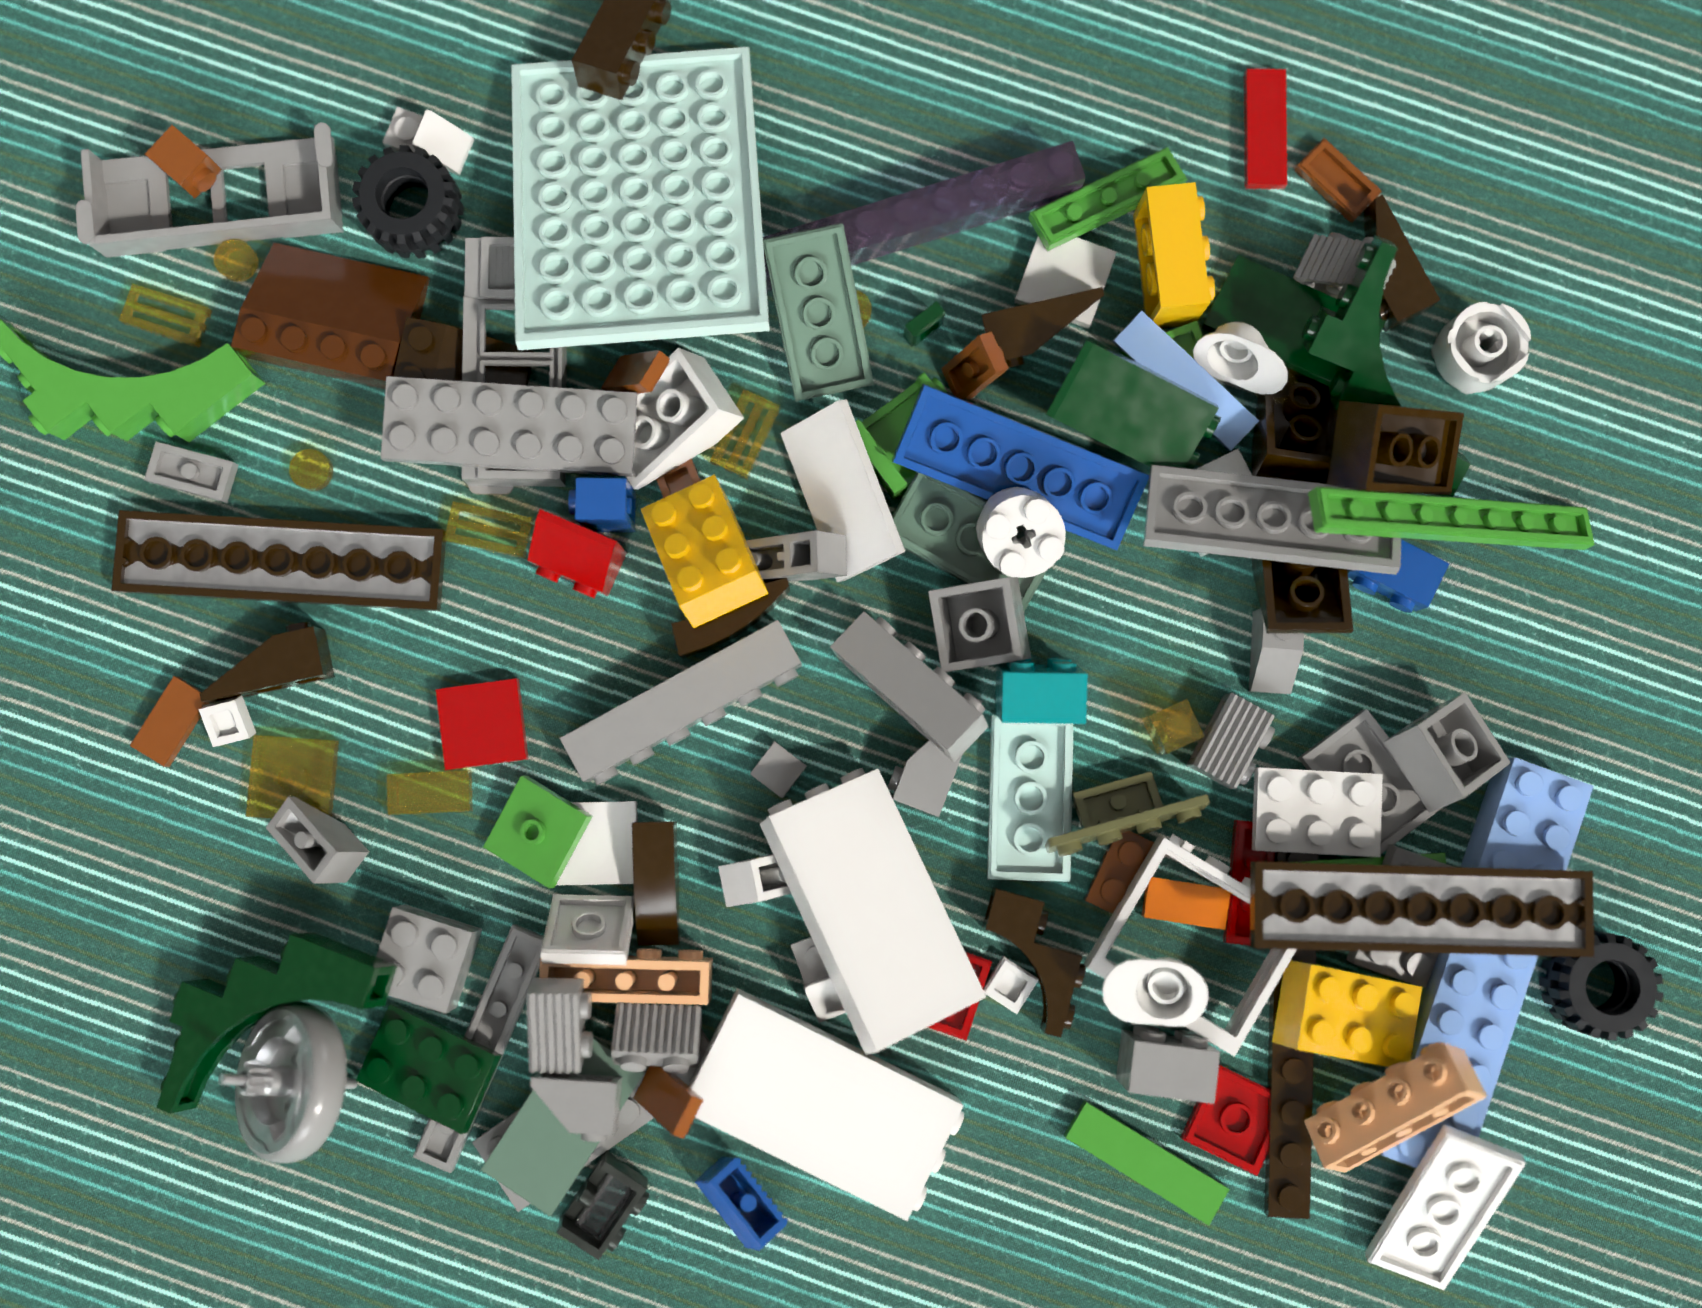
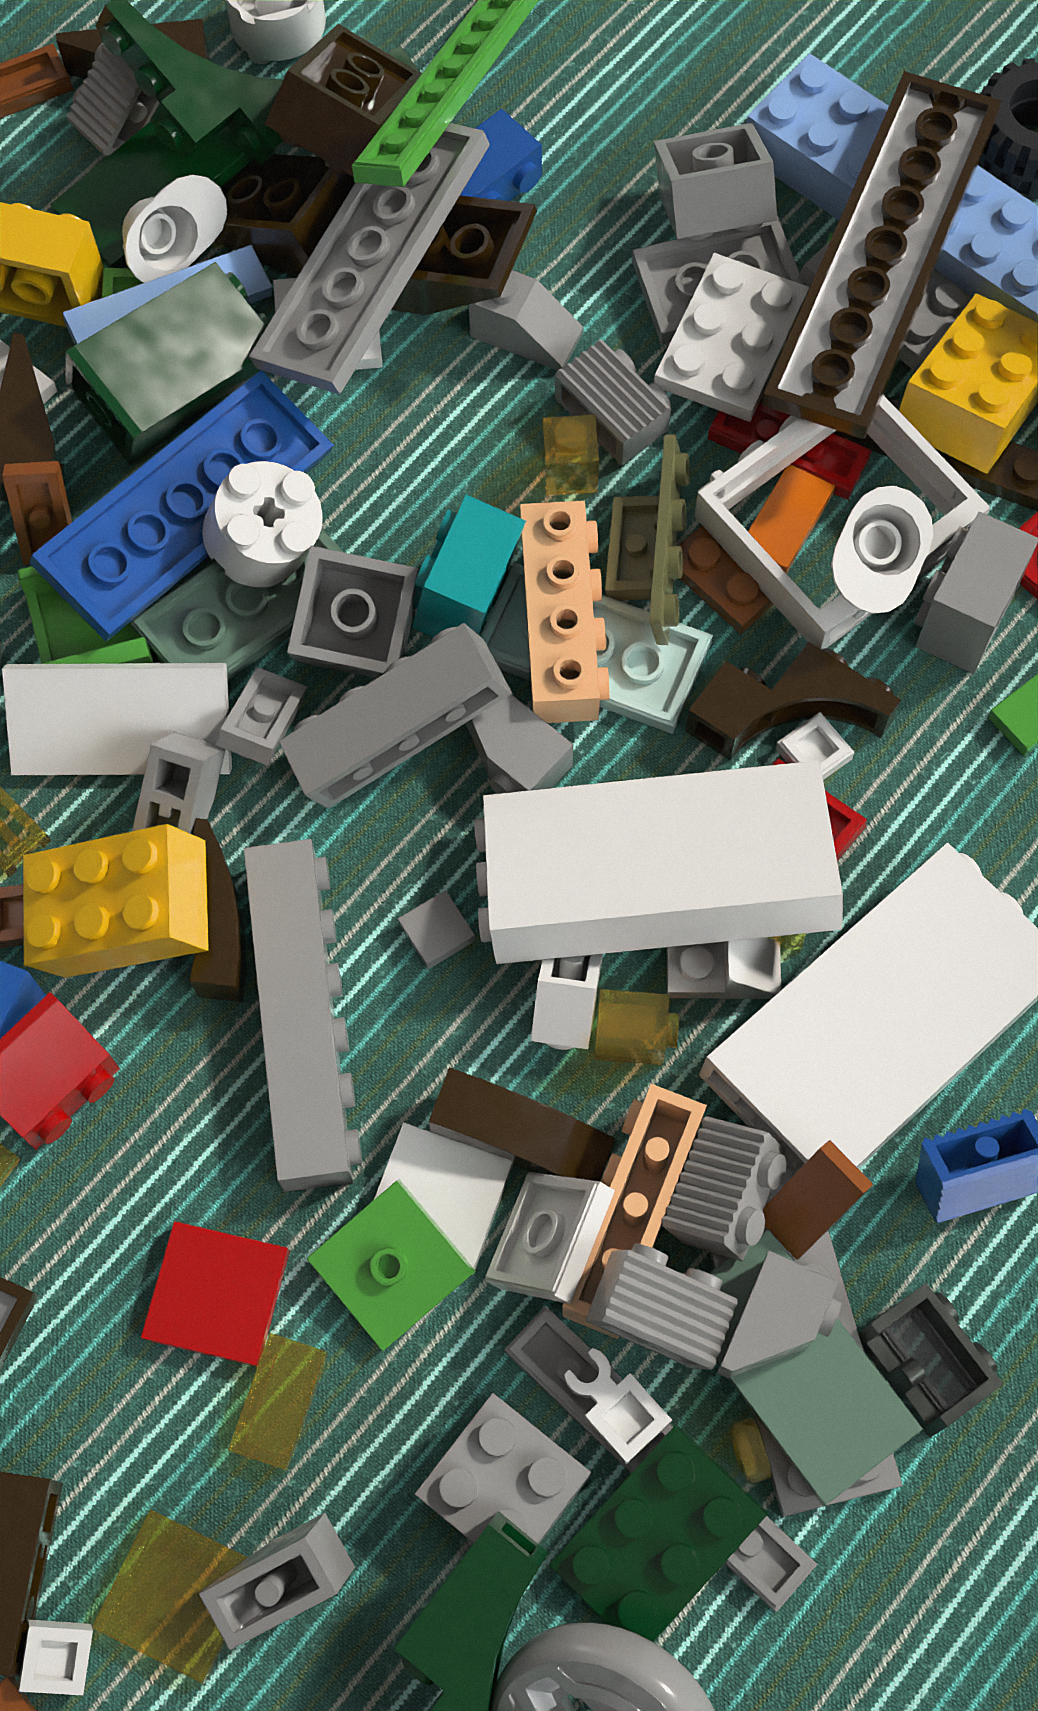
camera: 65 degrees left, 15 degrees down
(493, 1017) = (623, 1412): none -> white plate
(503, 1107) = (750, 1451): none -> clear yellow tile
(755, 932) = (634, 1027): none -> clear yellow brick
(882, 589) = (261, 716): none -> light grey plate
(1040, 768) = (560, 612): none -> light nougat brick

